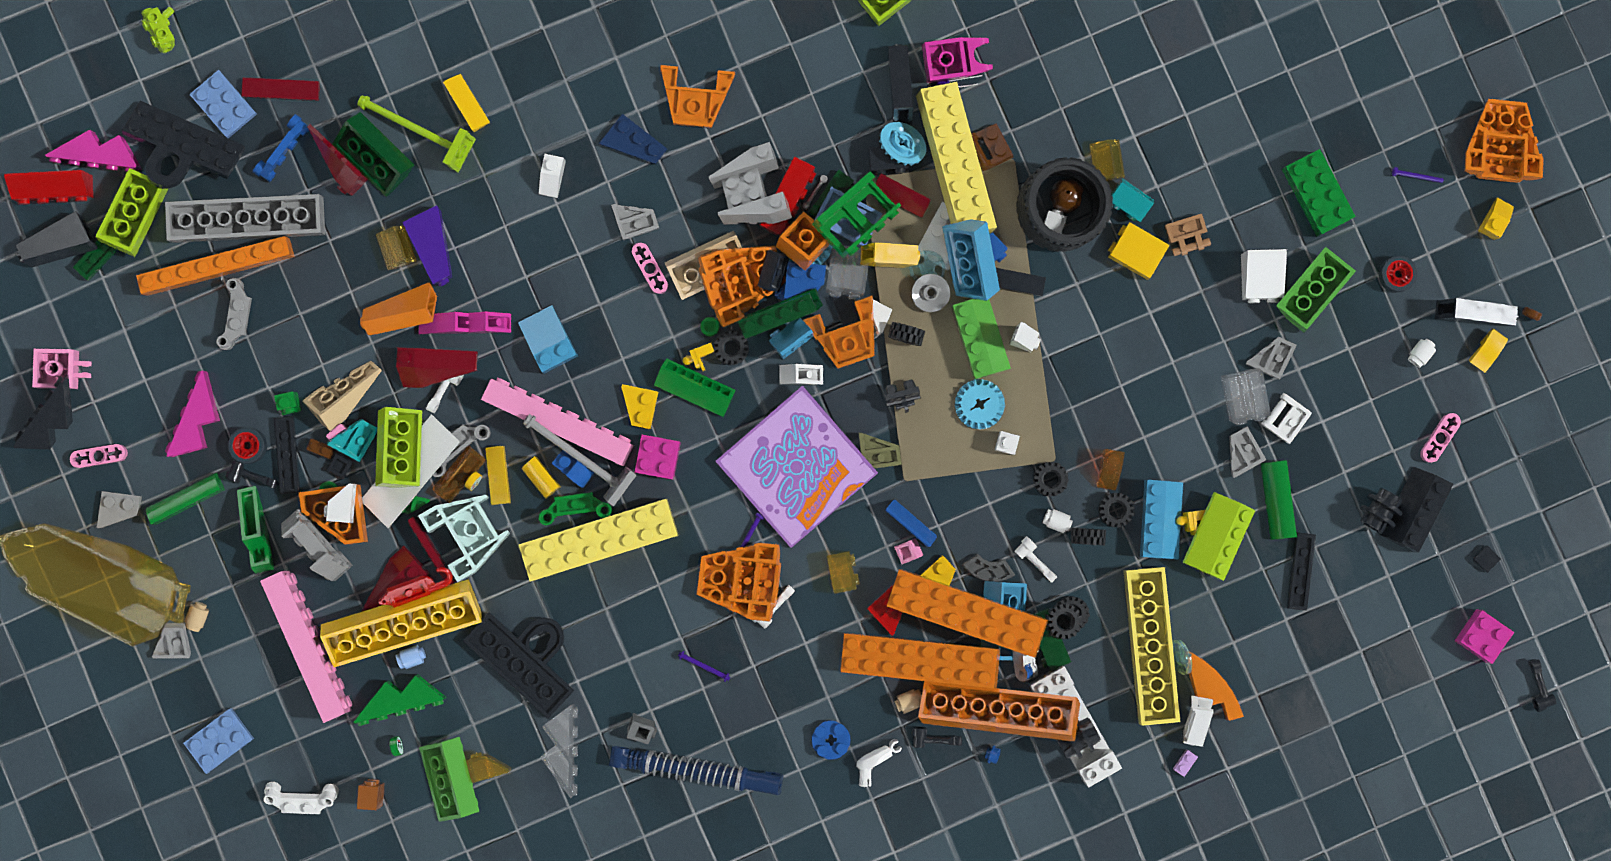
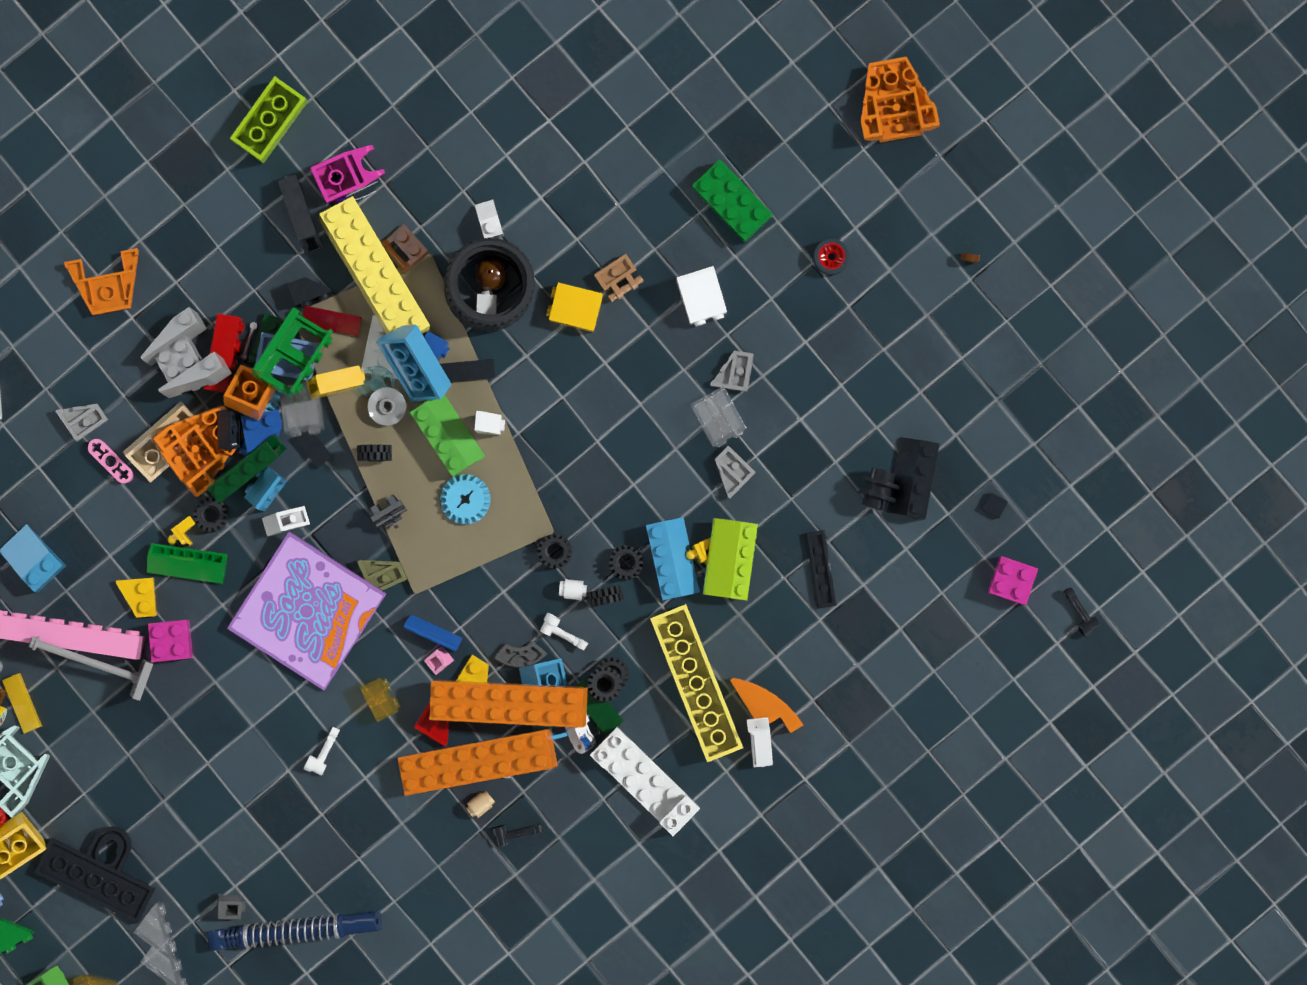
camera: 20 degrees left, 0 degrees up
(540, 477) = (63, 693): yellow brick -> none
(573, 469) = (92, 676): blue brick -> none
(574, 505) = (103, 710): green plate -> none
(598, 540) = (136, 737): light yellow brick -> none
(633, 140) = (58, 342): dark blue wing -> none
(704, 666) = (271, 828): dark purple axle -> none
(710, 326) = (185, 500): green tile -> none
(742, 580) = (286, 734): orange wedge -> none
(752, 529) = (280, 691): dark purple piece -> none
(838, 731) = (406, 858): blue plate -> none
(850, 342) = (323, 476): orange wing -> none
(872, 759) = (458, 873): white arm -> none
(881, 315) = (341, 443): white slope -> none
(901, 133) = (314, 260): medium azure gear -> none
(992, 754) = (575, 832): blue plate -> none
(1000, 710) = (566, 787): orange brick -> none
(1007, 443) = (501, 529): white brick -> none
(1079, 142) = (489, 220): none -> white slope
(1085, 738) = (649, 792): black piece -> none
(1108, 158) = (521, 228): clear yellow brick -> none
(1110, 469) = (609, 525): clear orange slope -> none
(1131, 200) = (553, 261): teal brick -> none
(1182, 657) = (727, 685): clear light blue wheel -> none
(1185, 762) = (762, 785): lavender piece -> none
(1278, 500) = (778, 507): green brick -> none
(1291, 422) = (770, 429): white plate -> none
(1315, 289) = (755, 295): bright green slope -> none
(1395, 172) = (823, 156): dark purple piece -> none
(1422, 352) = (875, 325): white brick -> none
(1443, 423) = (916, 386): bright pink beam -> none
(1476, 312) = (916, 271): slope -> none
(1489, 350) = (939, 304): yellow slope -> none
(1496, 219) = (911, 176): yellow slope -> none

